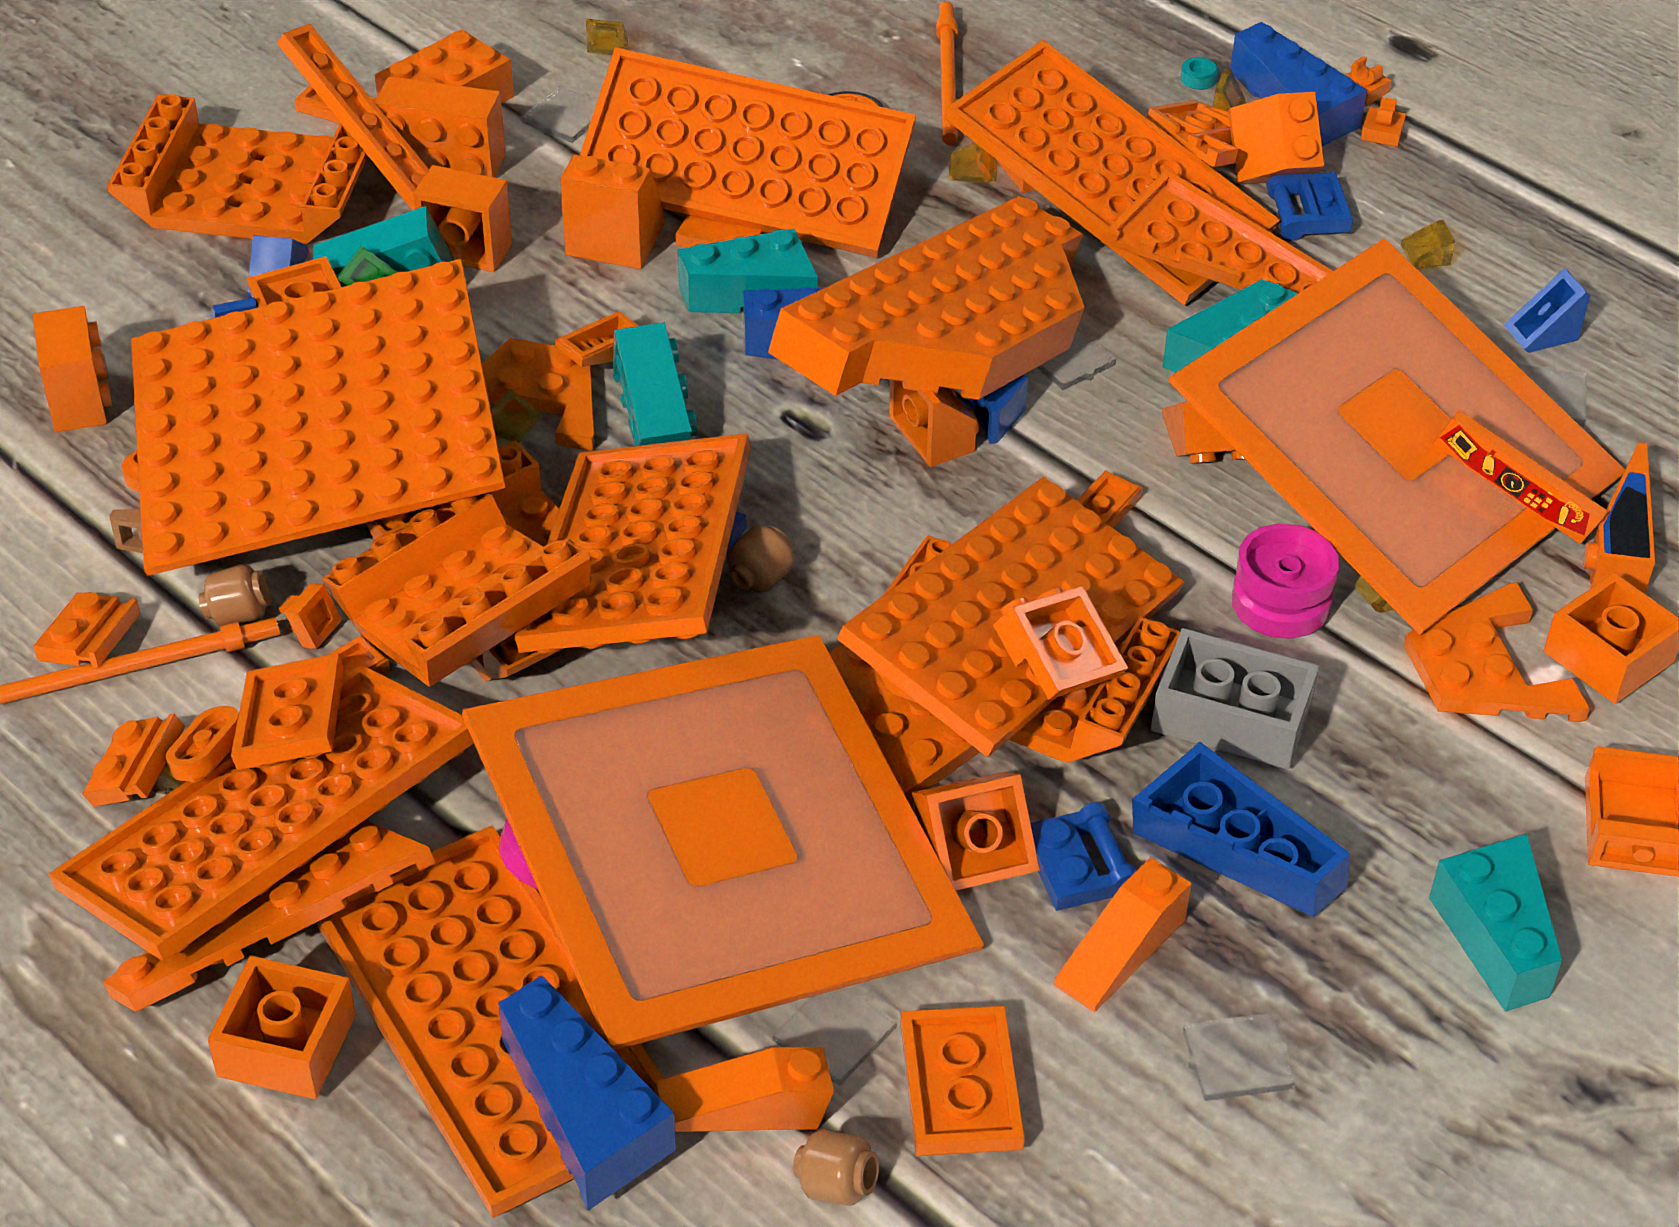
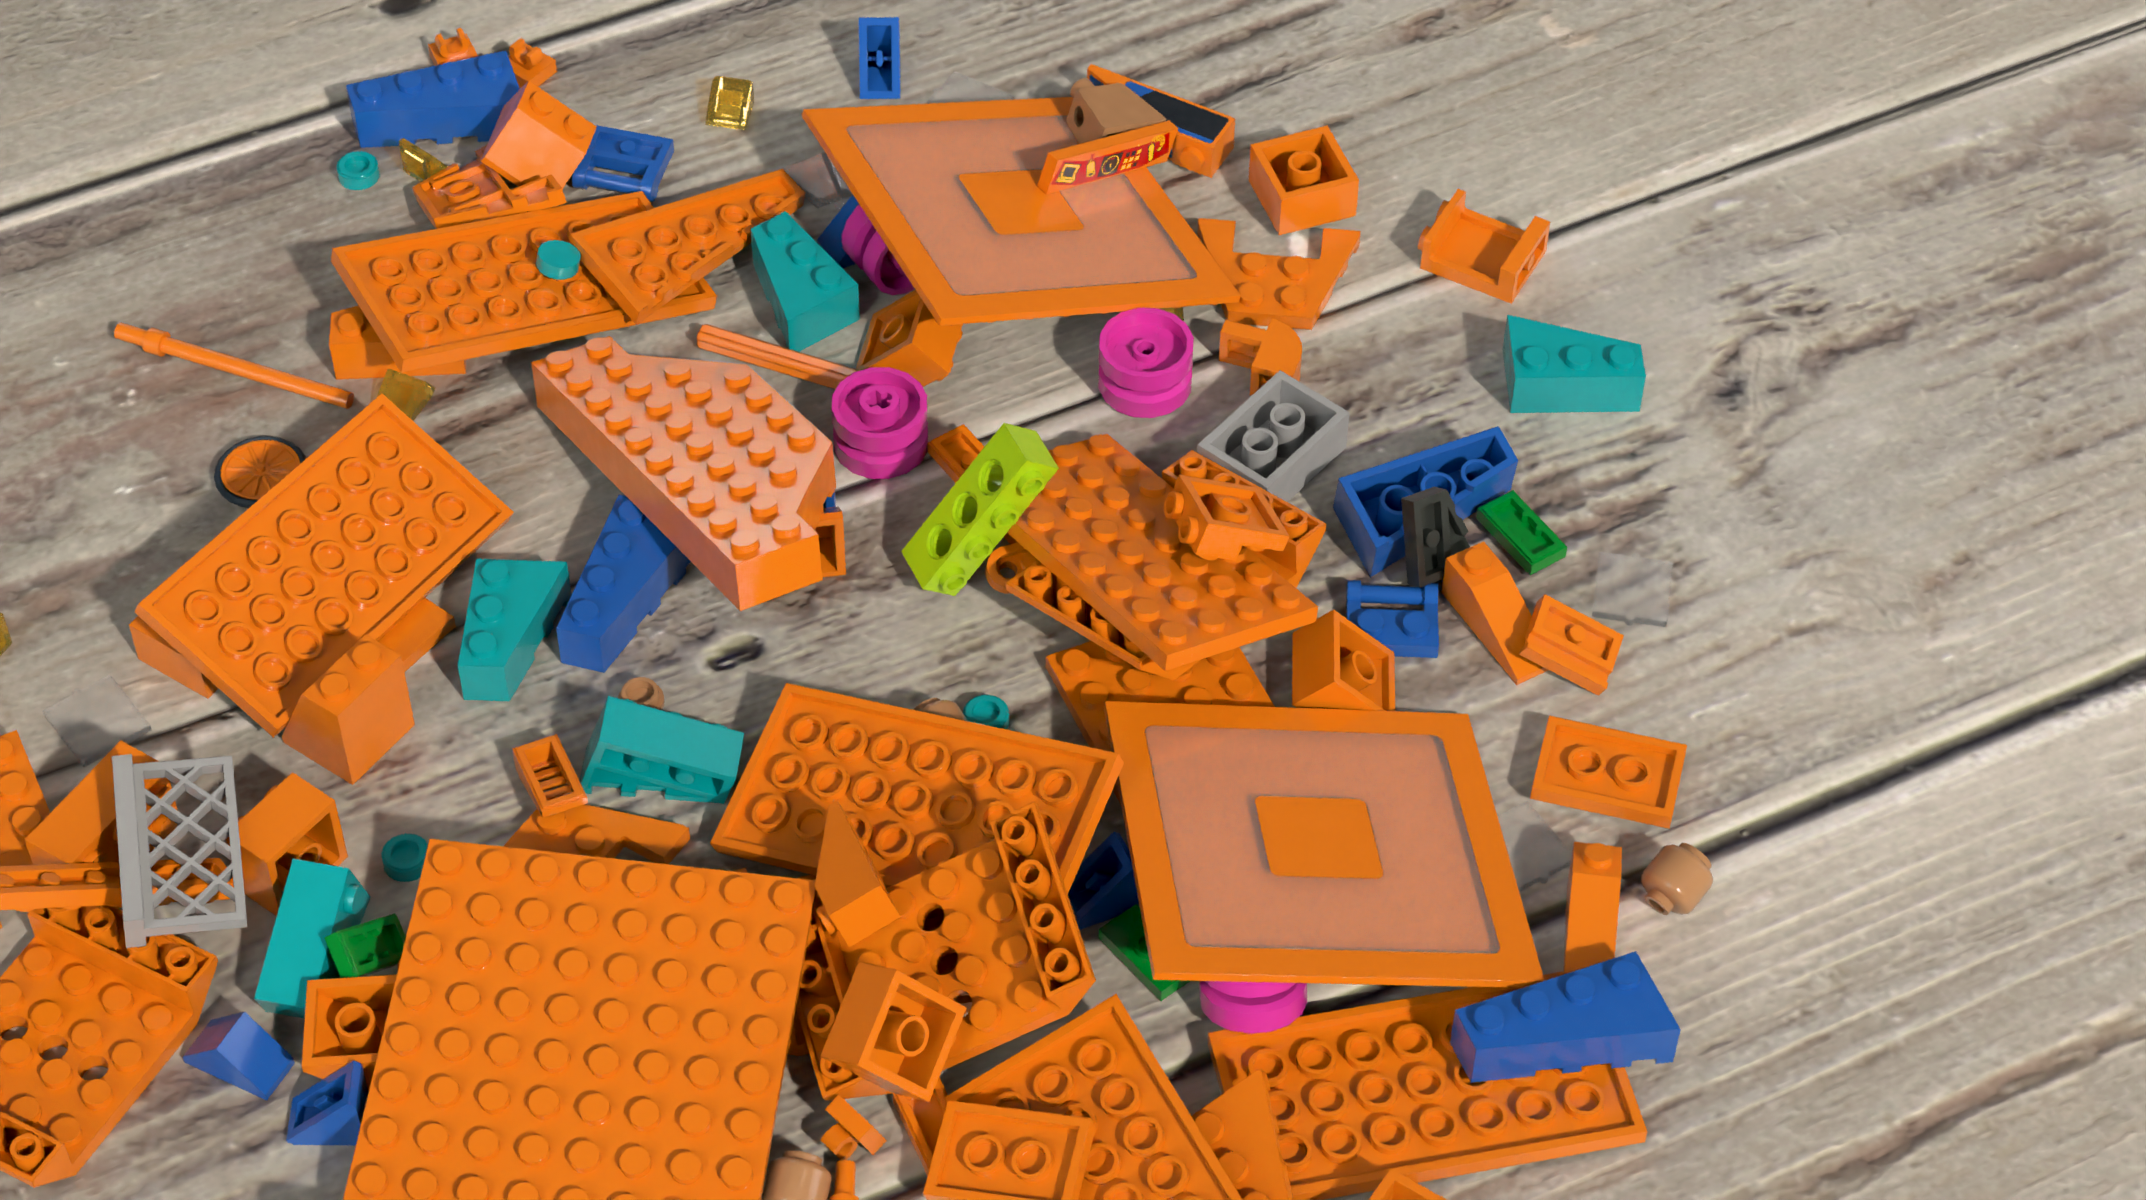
camera: 70 degrees left, 5 degrees up
(357, 569) = (893, 1031): none -> orange brick
(393, 117) = (136, 860): none -> light grey fence
(501, 298) = (404, 857): none -> teal tile
(523, 504) = (849, 883): none -> orange slope
(718, 375) = (643, 692): none -> medium nougat plate
(806, 593) = (987, 711): none -> teal tile
(996, 487) = (979, 509): none -> lime brick
(1098, 426) = (880, 423): none -> dark pink wheel
(1110, 1003) = (1571, 644): none -> orange plate
(1137, 174) = (558, 259): none -> teal tile
(1148, 370) = (772, 356): none -> orange axle
(1179, 837) = (1430, 534): none -> pearl dark grey wing
(1252, 934) = (1521, 532): none -> green plate
(1358, 681) = (1261, 350): none -> orange brick
(1587, 464) = (1107, 111): none -> medium nougat torso

